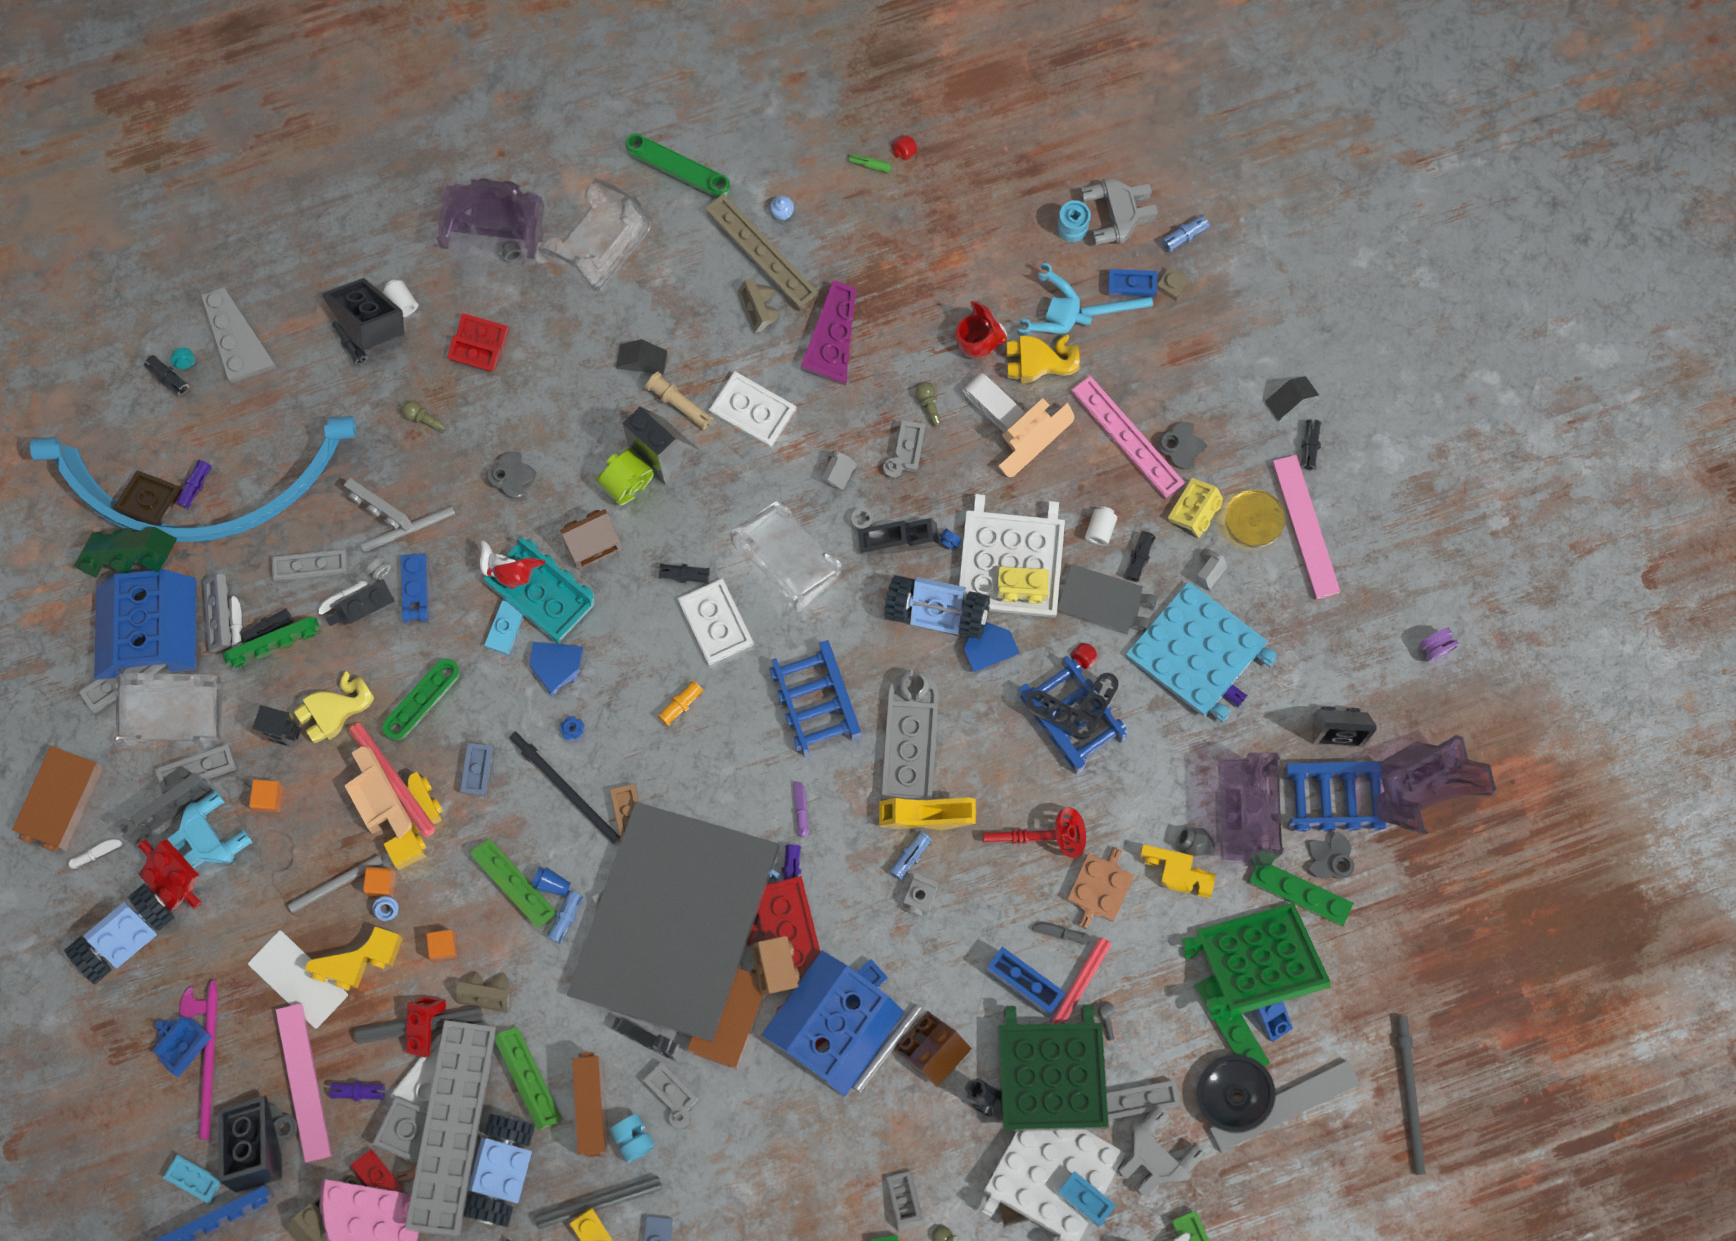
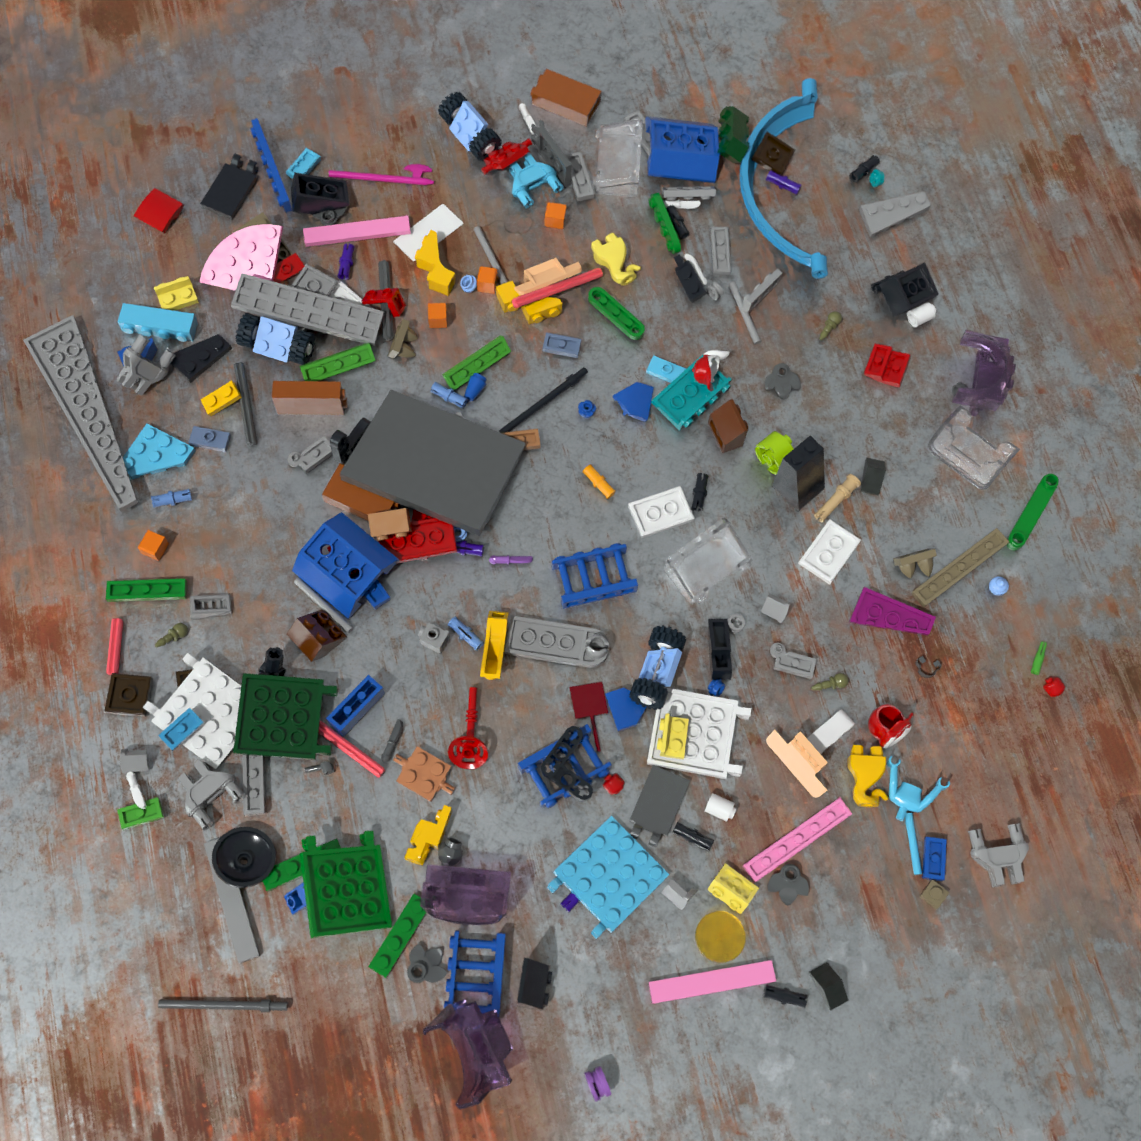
camera: 90 degrees right, 5 degrees down
(179, 1043) = (393, 161): blue slope -> none
(276, 726) = (602, 219): black brick -> none
(414, 587) = (700, 314): blue plate -> none
(632, 1138) = (278, 428): medium azure wheel -> none
(891, 279) = (937, 663): none -> dark grey piece
(982, 692) = (589, 701): none -> dark red piece
(1073, 221) = (989, 813): medium azure wheel -> none
(1185, 233) = (980, 910): medium blue pin -> none

